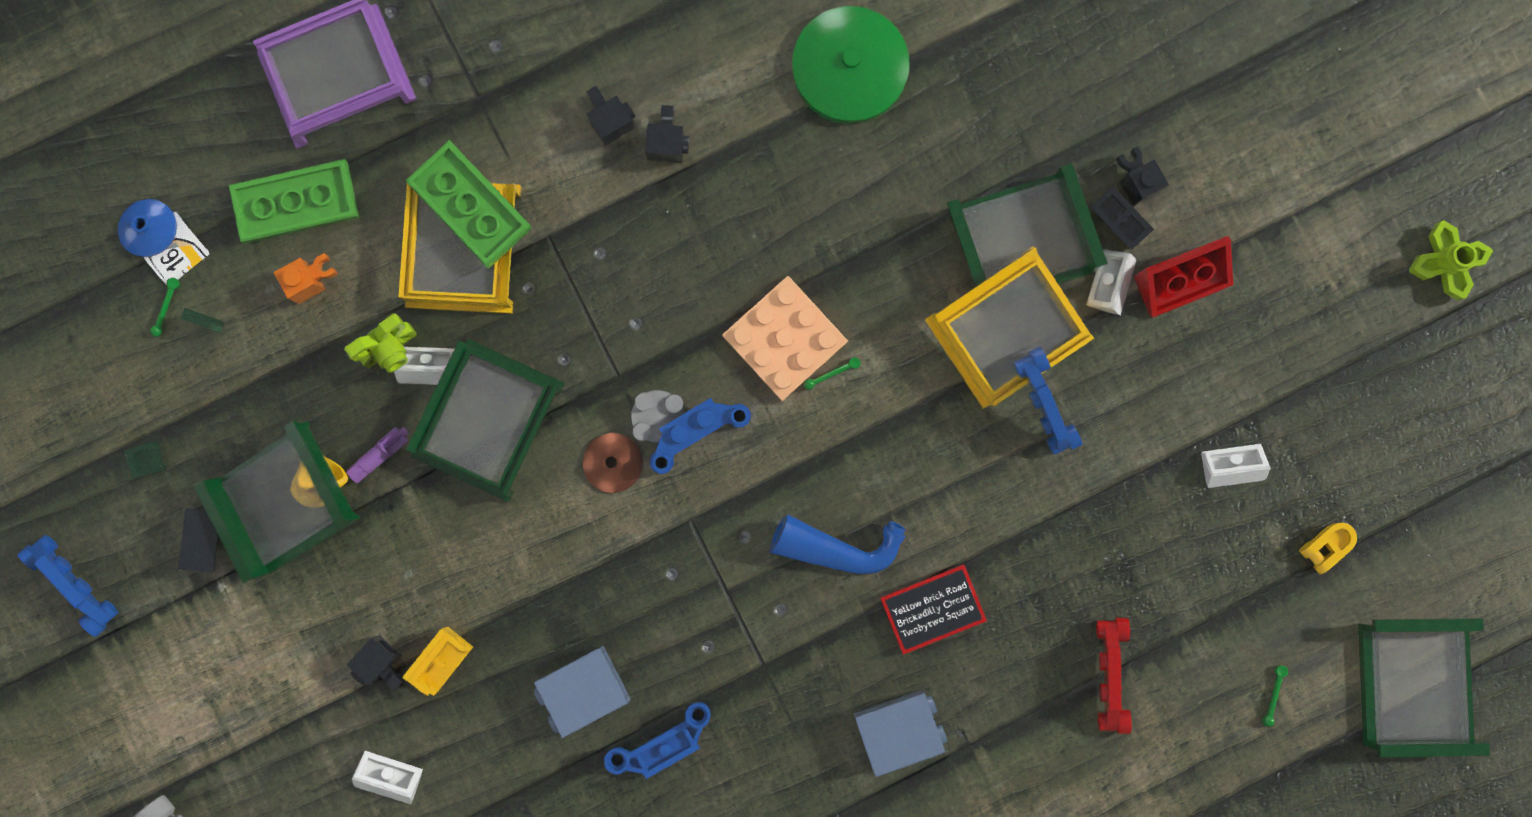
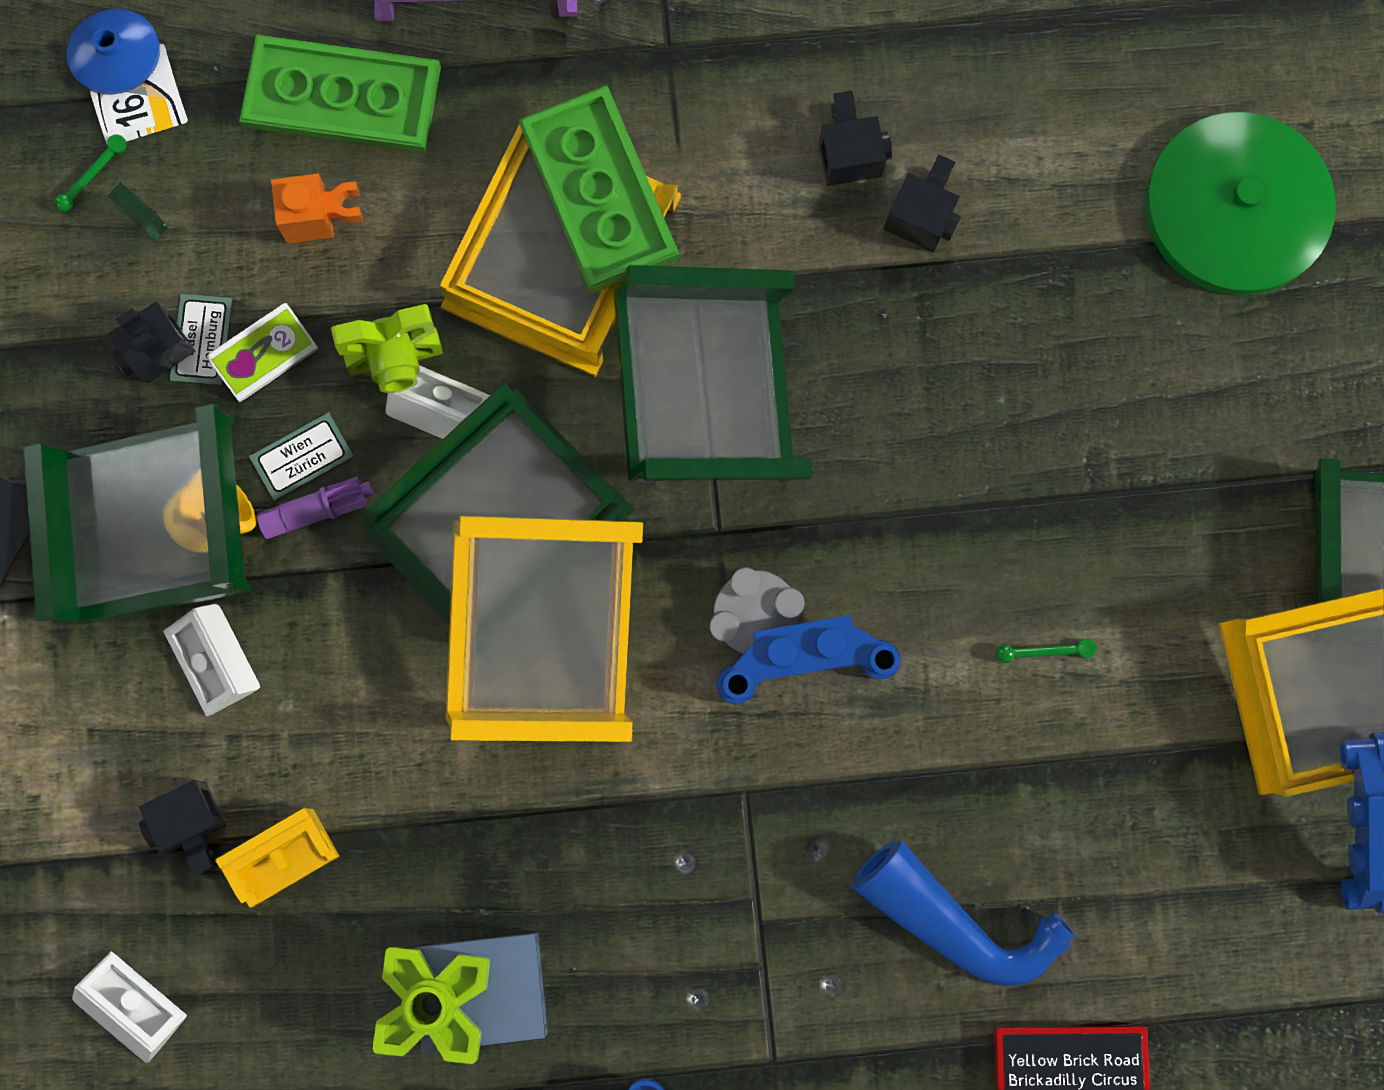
camera: 20 degrees right, 5 degrees down
(241, 395) = (149, 342): none -> black brick
(271, 380) = (206, 326): none -> sticker
(310, 375) = (262, 352): none -> slope
(354, 564) = (211, 658): none -> white slope
(358, 426) = (301, 456): none -> sticker
(535, 475) = (539, 629): none -> clear piece
(541, 700) = (413, 981): none -> lime plant
(574, 290) = (704, 374): none -> clear piece
(623, 474) = (683, 671): copper dish -> none
(785, 338) = (993, 570): light nougat plate -> none

